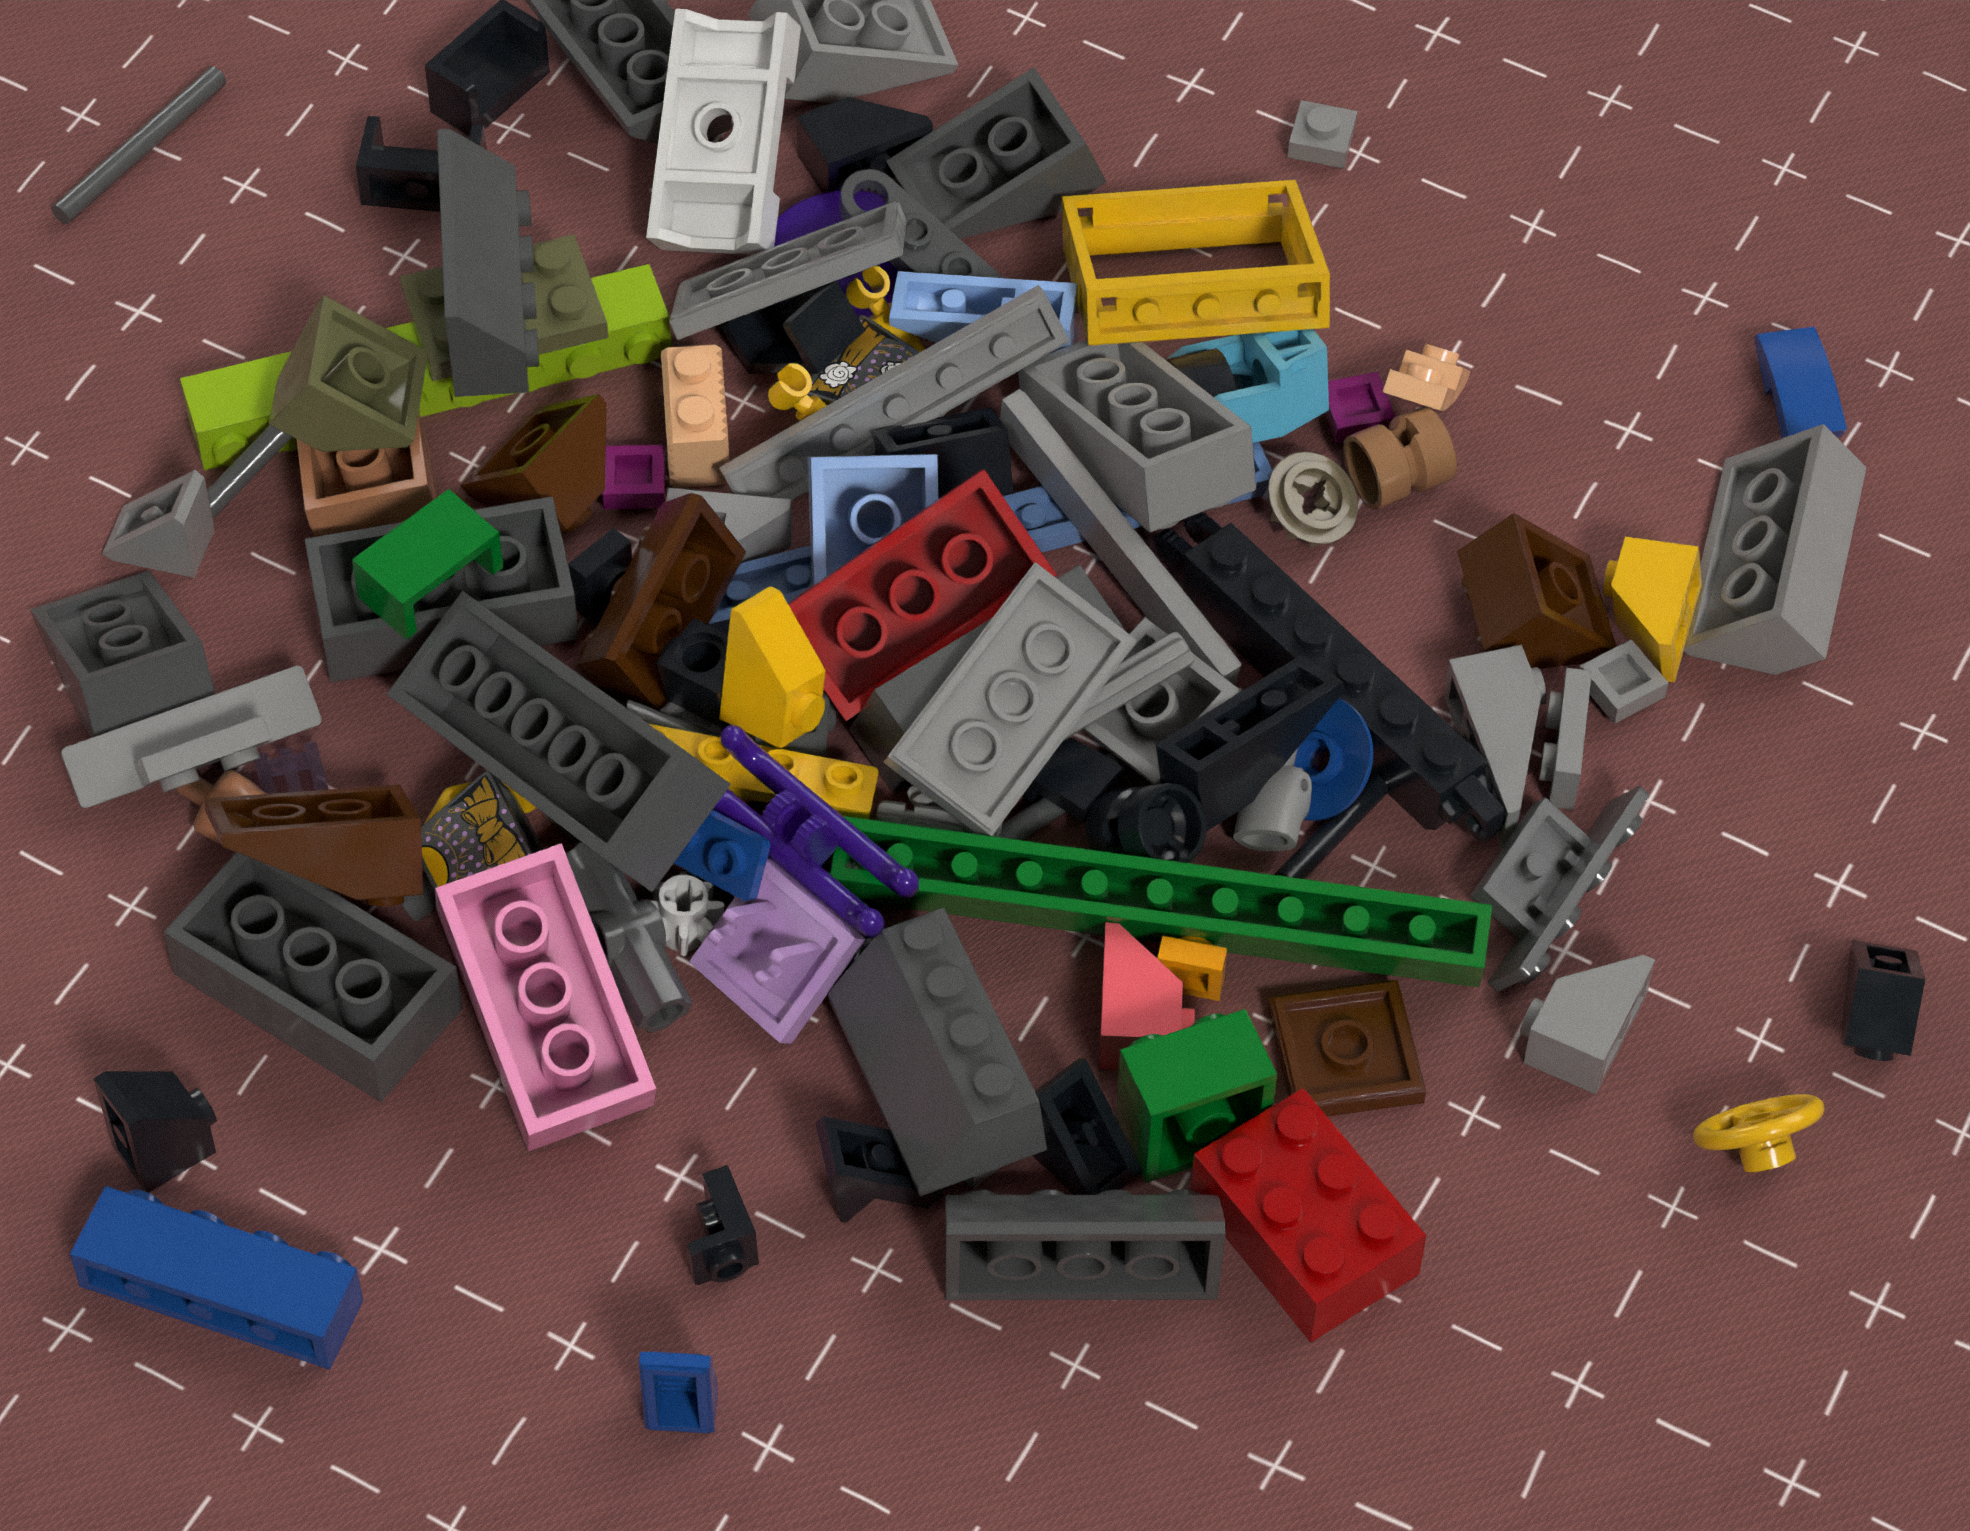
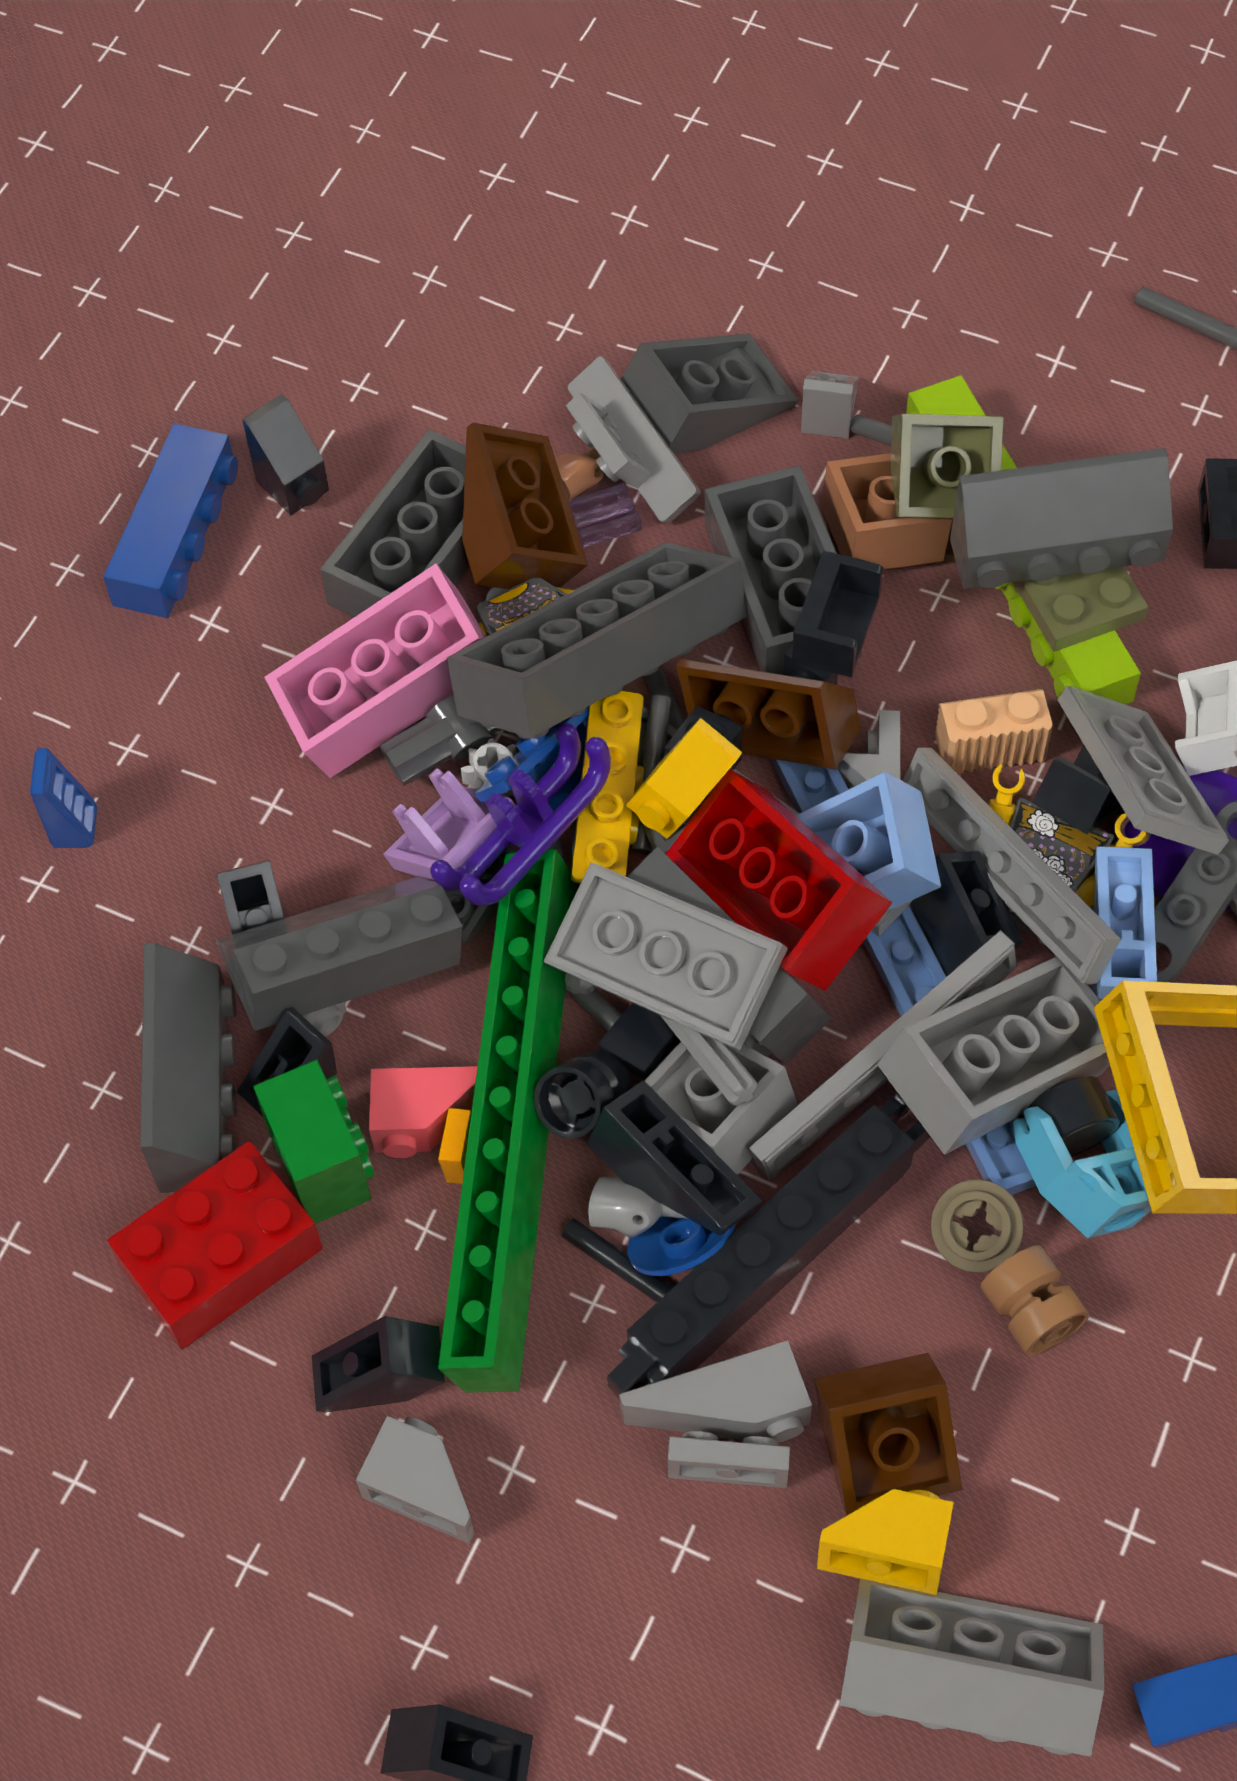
camera: 90 degrees right, 5 degrees up
(421, 557) = (770, 529): green panel -> none
(548, 455) = (917, 630): reddish brown slope -> none
(553, 515) = (837, 613): none -> black panel
(634, 477) = (922, 695): magenta plate -> none
(729, 1233) = (210, 831): black bracket -> none
(1348, 1047) = (392, 1273): reddish brown tile -> none
(1357, 405) = (1099, 1266): magenta plate -> none
(1428, 378) = (1130, 1324): light nougat slope -> none
(1459, 1058) = (378, 1365): none -> black slope
(1545, 875) = (574, 1440): dark grey bracket -> none
(1624, 681) = (802, 1513): light grey plate -> none
(1760, 1129) = (293, 1634): yellow piece -> none

